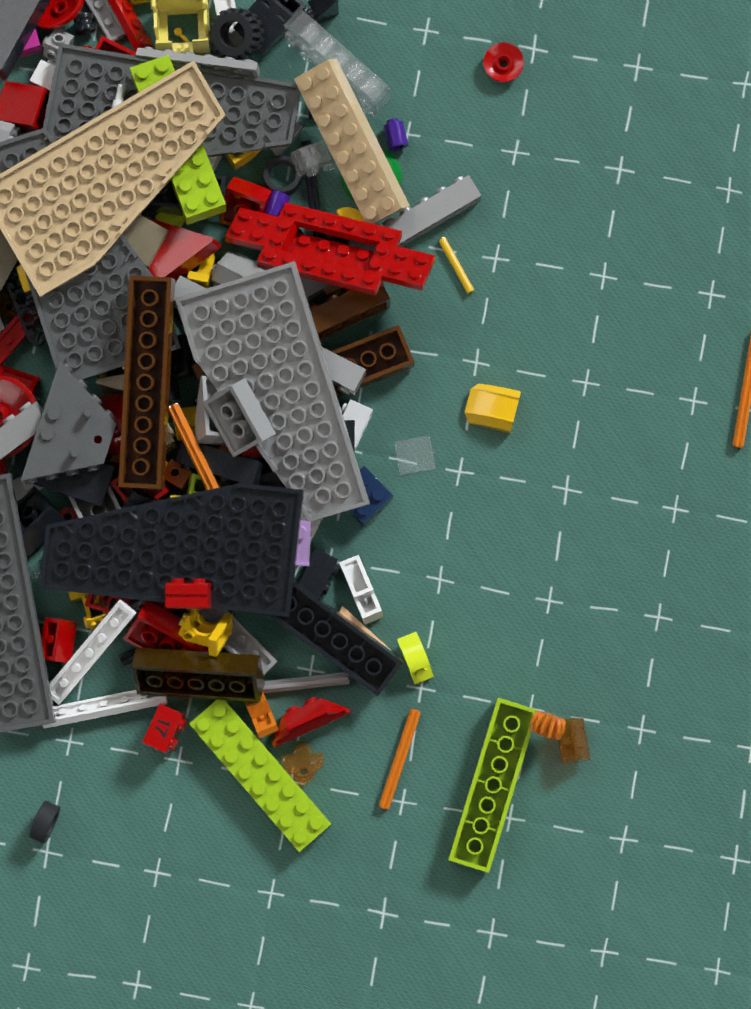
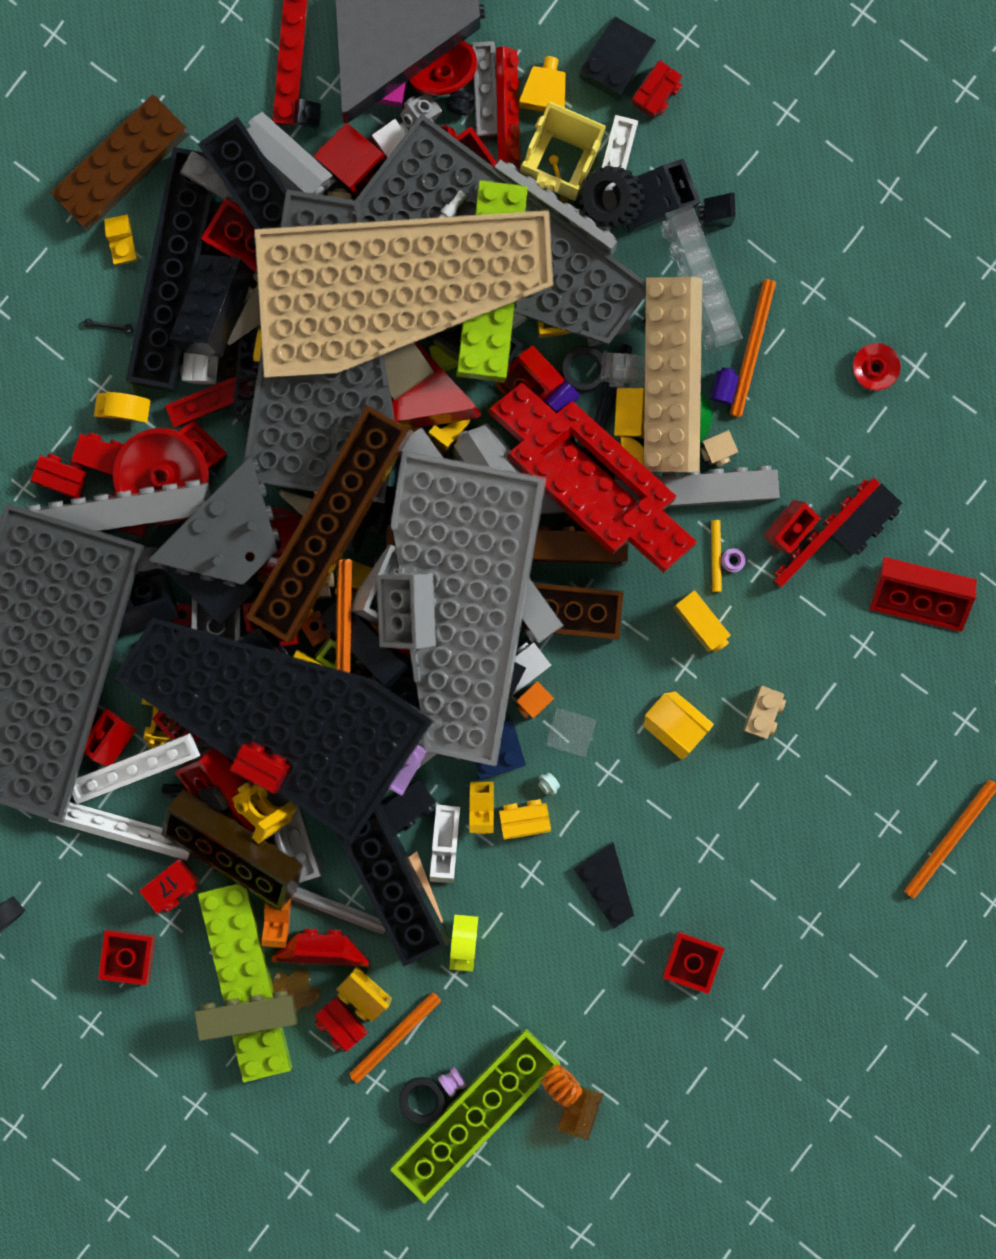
camera: 25 degrees right, 5 degrees up
(158, 802) = (127, 957): none -> red brick
(163, 640) = (213, 797): none -> black tile
(275, 796) = (246, 1016): none -> olive brick
(334, 189) = (630, 413): none -> yellow brick
(351, 769) = (340, 1024): none -> red brick
(357, 736) = (364, 995): none -> yellow slope
(373, 443) = (534, 700): none -> orange brick
(375, 545) = (481, 807): none -> yellow brick
(402, 96) = (752, 348): none -> orange axle
(413, 539) = (524, 820): none -> yellow brick
(416, 183) = (718, 449): none -> tan brick
(417, 502) = (548, 784): none -> light aqua plate
(461, 799) = (417, 1118): none -> black tyre
(462, 769) = (452, 1081): none -> lavender wheel
(470, 255) = (740, 557): none -> lavender plate
(471, 318) = (702, 622): none -> yellow brick
(502, 212) = (791, 526): none -> red brick
(502, 557) = (606, 884): none -> black wing
(526, 213) = (817, 539): none -> red plate
(553, 363) = (763, 712): none -> tan brick
(556, 180) = (867, 520): none -> black brick
(599, 580) = (692, 962): none -> red brick
(628, 214) = (923, 594): none -> red slope

